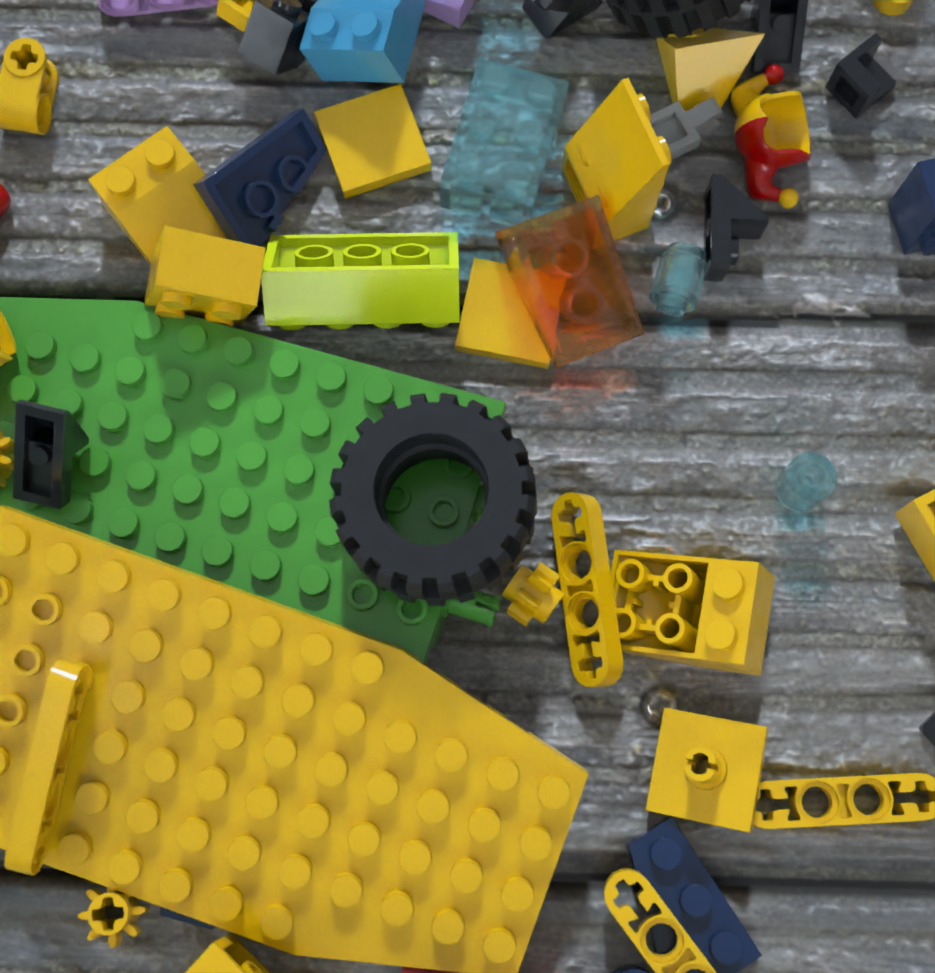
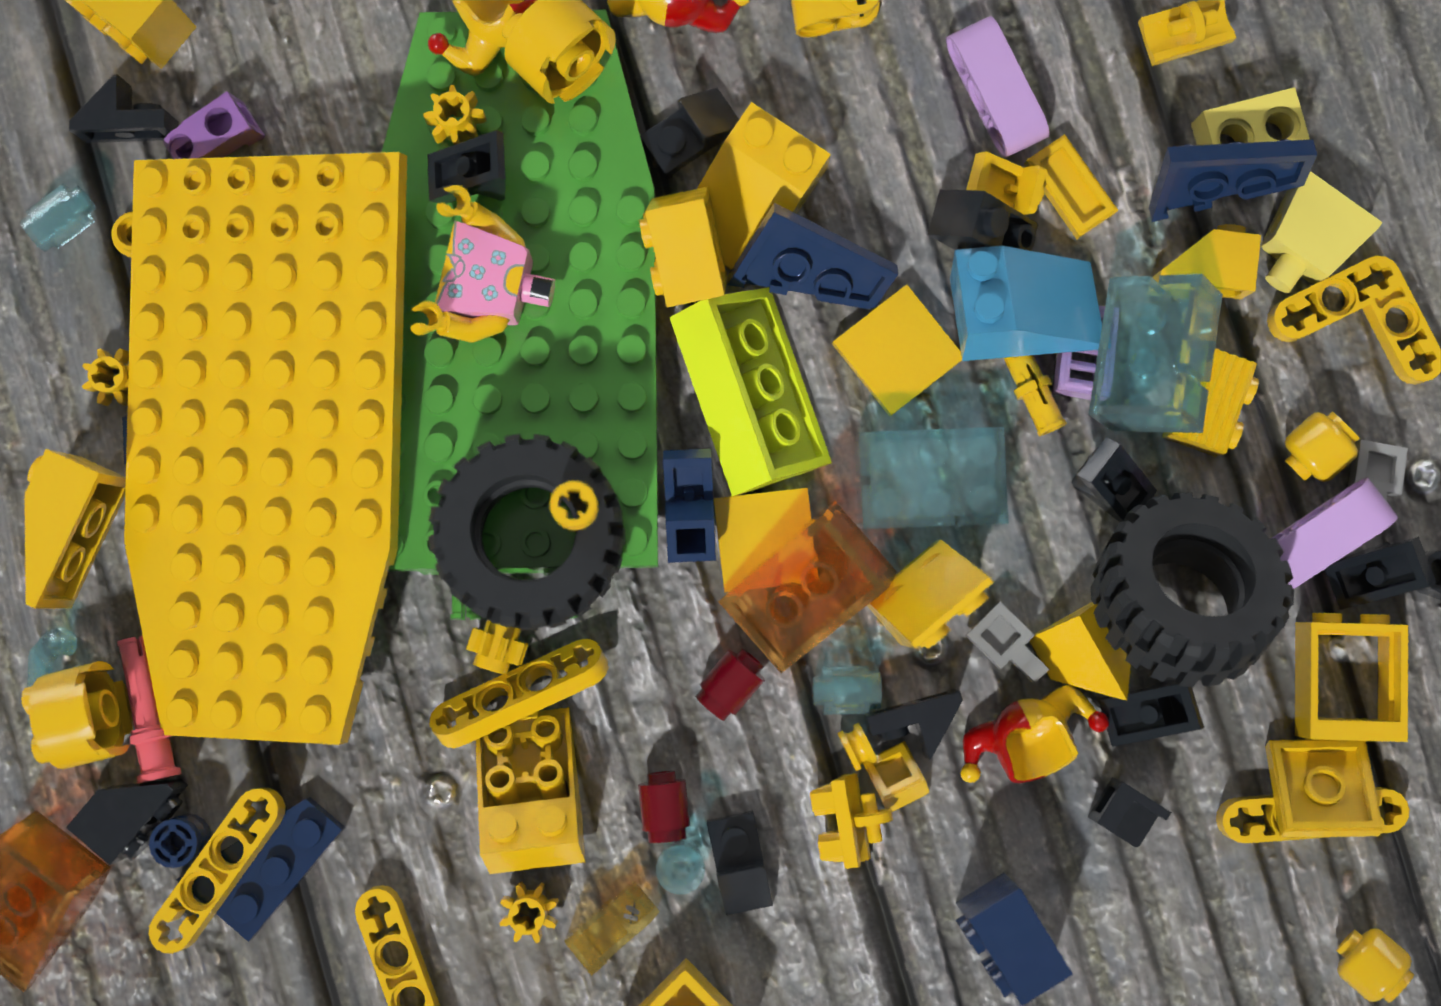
camera: 75 degrees right, 10 degrees up
(46, 767) = (198, 280): yellow beam -> none
(93, 257) = (691, 131): none -> black slope
(155, 472) = (482, 276): none -> torso
(420, 411) = (561, 514): none -> yellow bush
(454, 36) = (1035, 393): none -> yellow pin
(462, 363) = (689, 505): none -> dark blue brick
(639, 383) = (730, 683): none -> dark red brick
(707, 769) = (390, 849): yellow tile -> none
(735, 288) = (857, 746): none -> yellow bush
(742, 483) = (664, 807): none -> dark red brick
(772, 267) = (896, 777): none -> yellow slope
(816, 636) = (524, 925): none -> yellow gear
(824, 324) = (856, 821): none -> yellow hips
(828, 430) = (739, 863): none -> black slope
(845, 571) = (611, 927): none -> clear yellow leg

